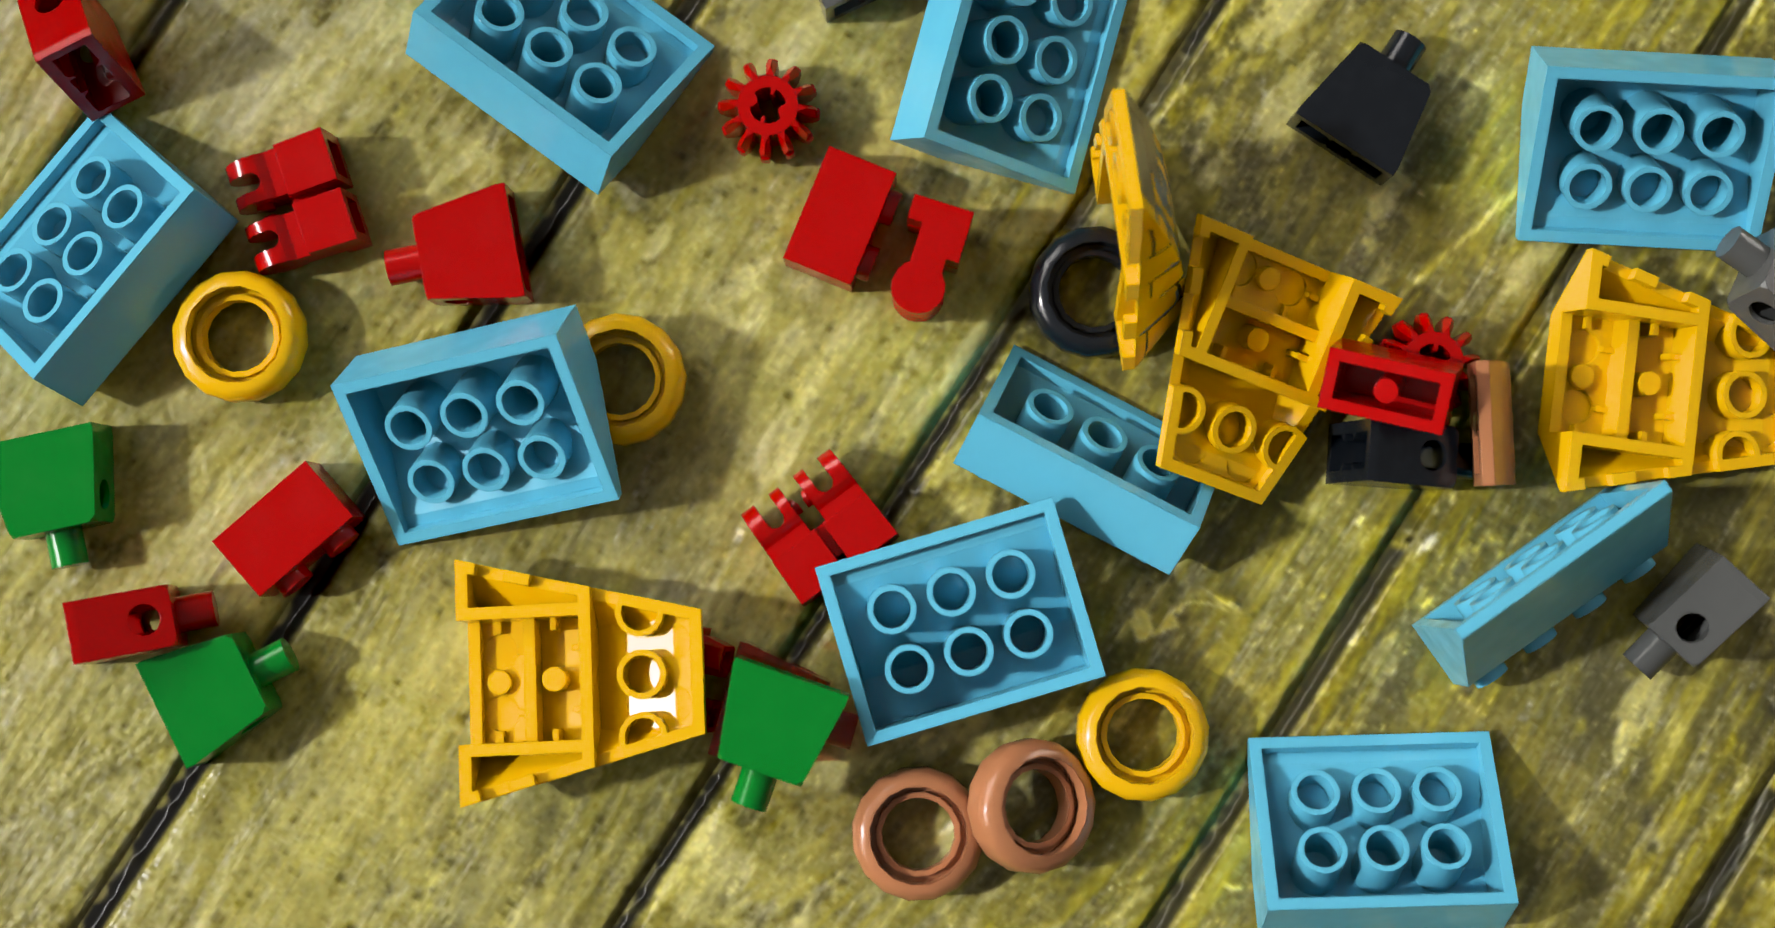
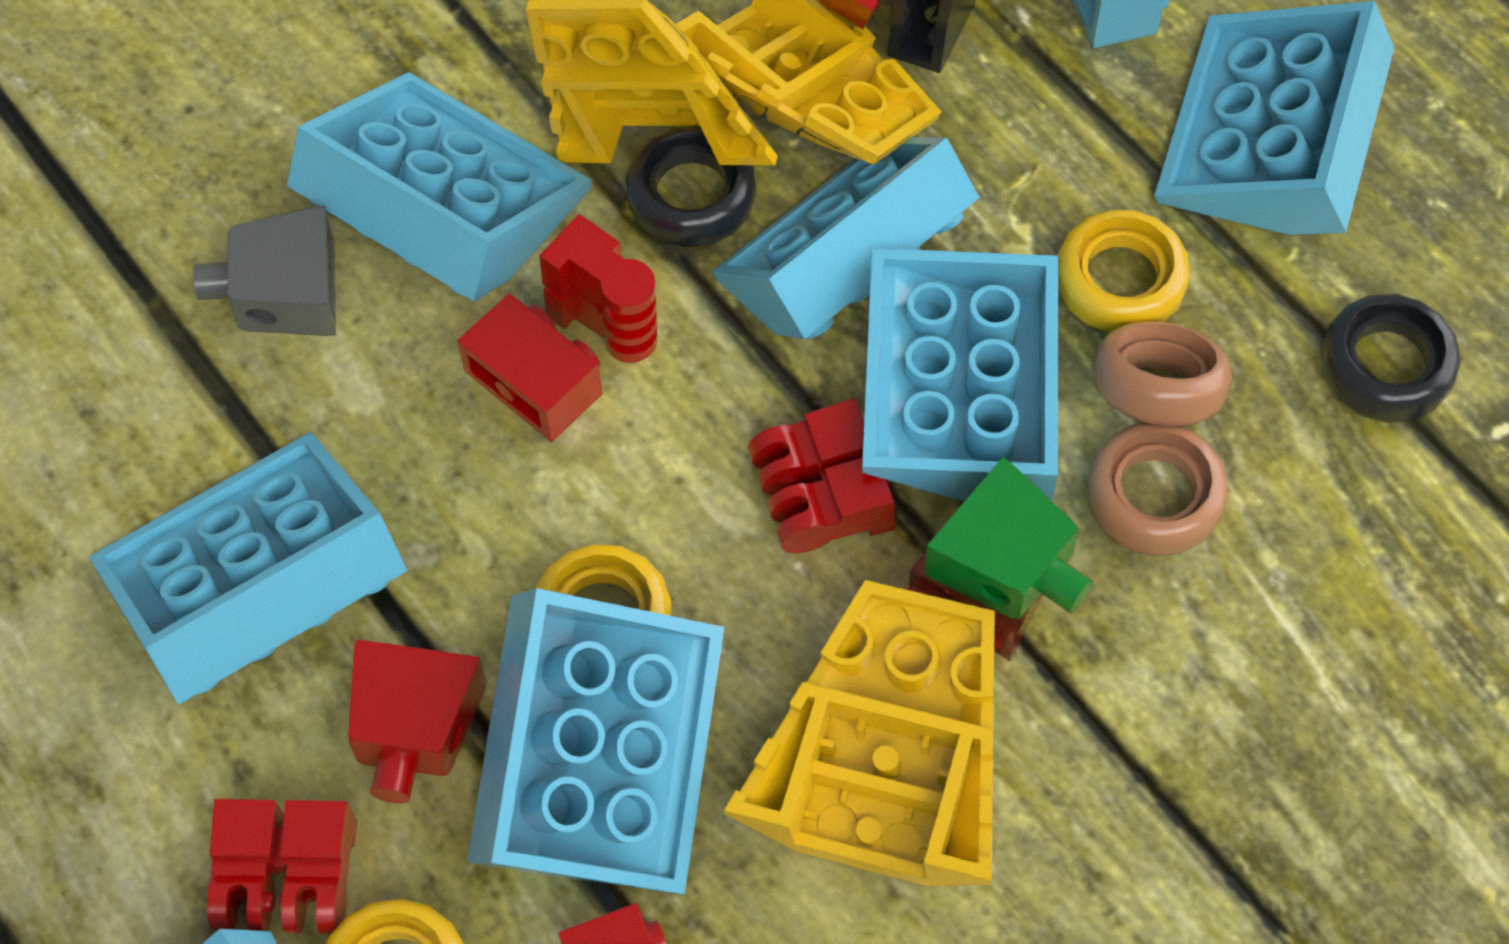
camera: 70 degrees left, 25 degrees down
(791, 114) = (397, 395): red gear -> none

